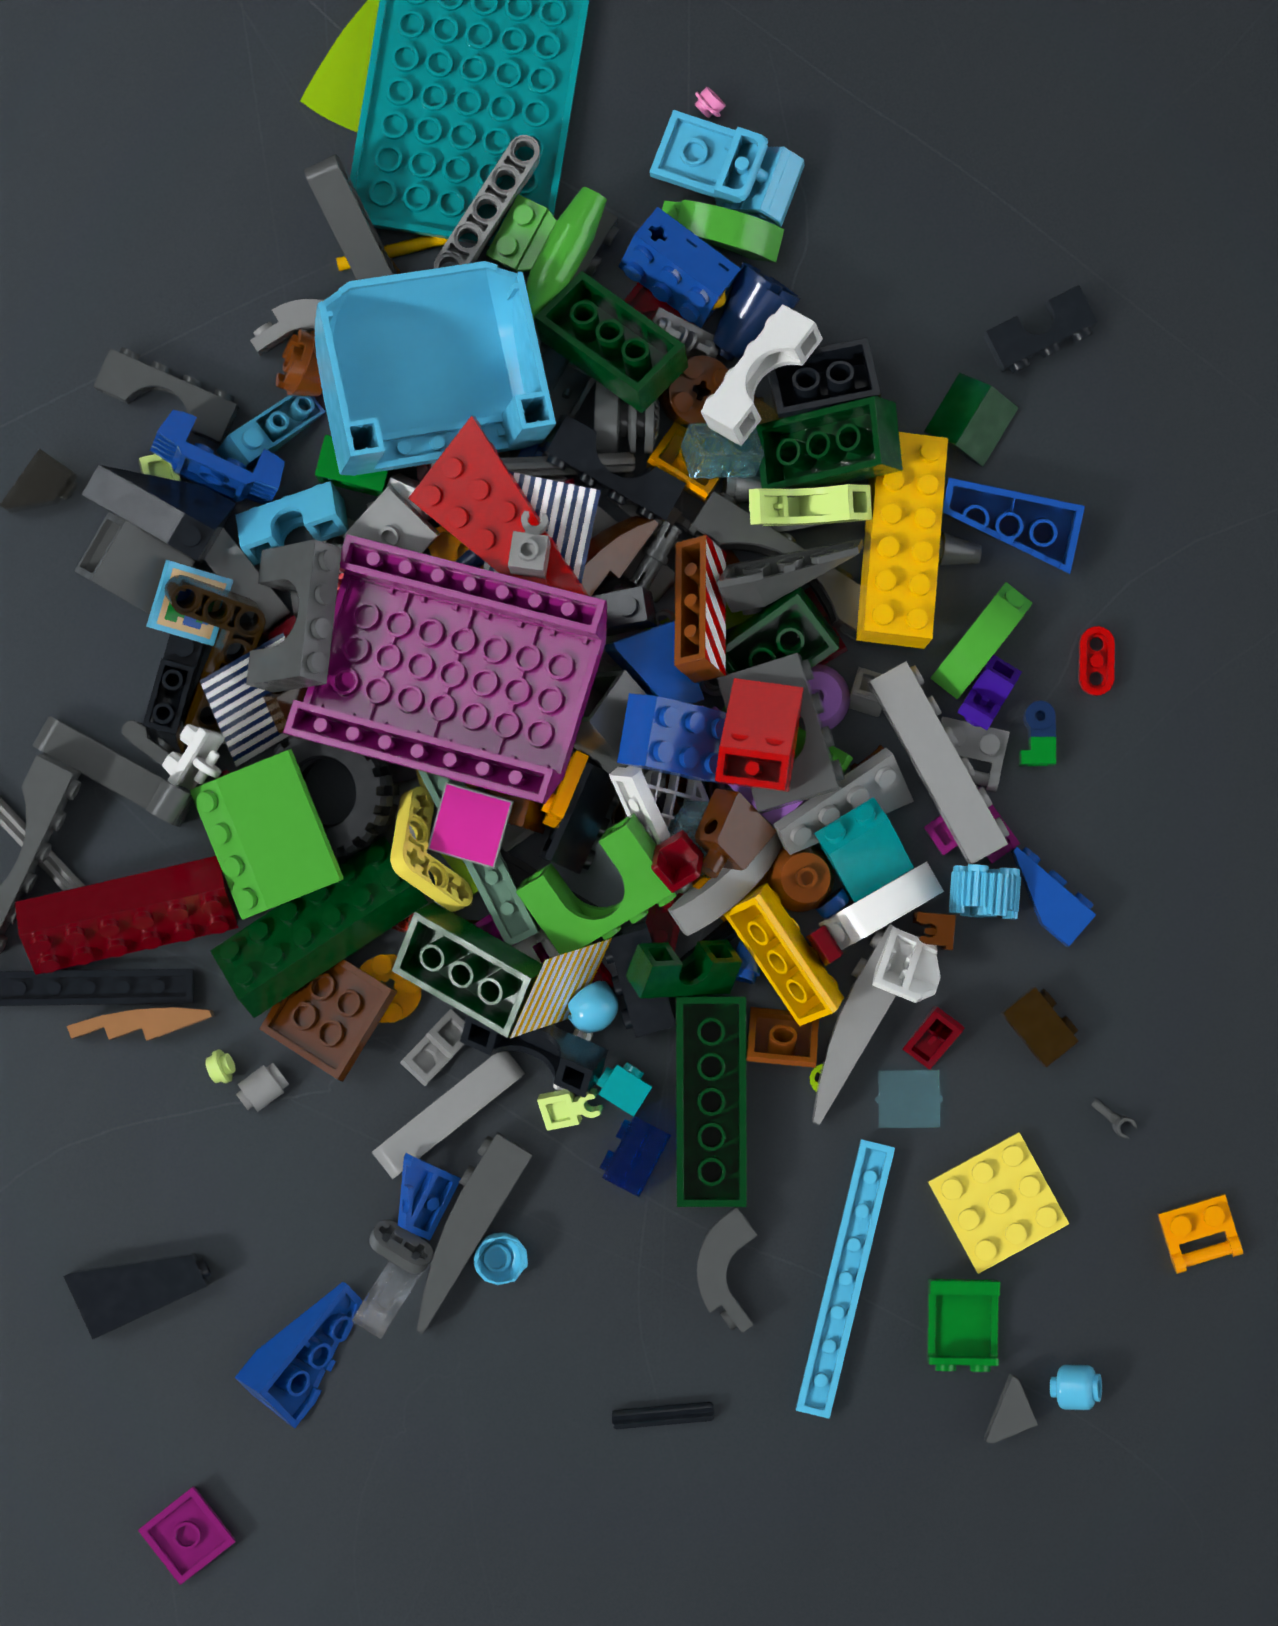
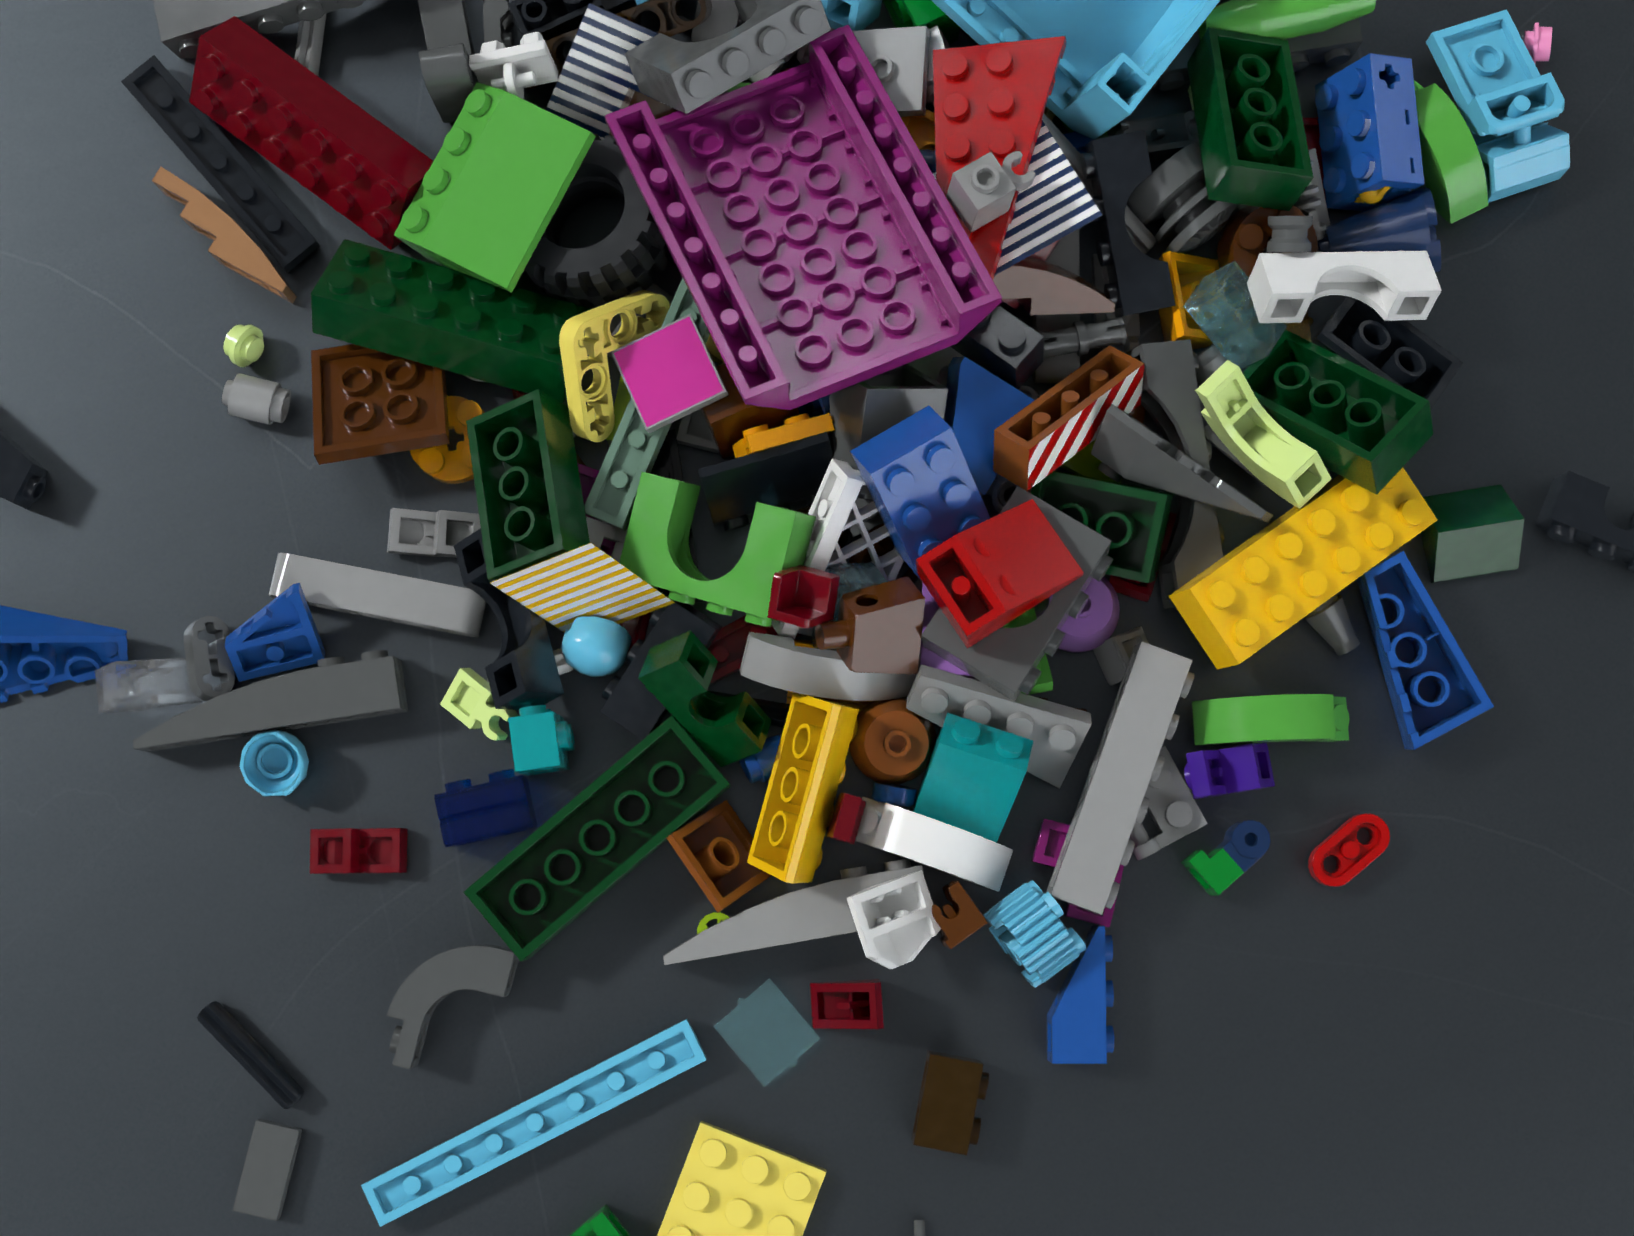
camera: 45 degrees right, 5 degrees down
(594, 1252) = (358, 850): none -> dark red slope
(703, 381) = (1289, 233): none -> dark grey wheel
(739, 1459) = (267, 1169): none -> dark grey tile

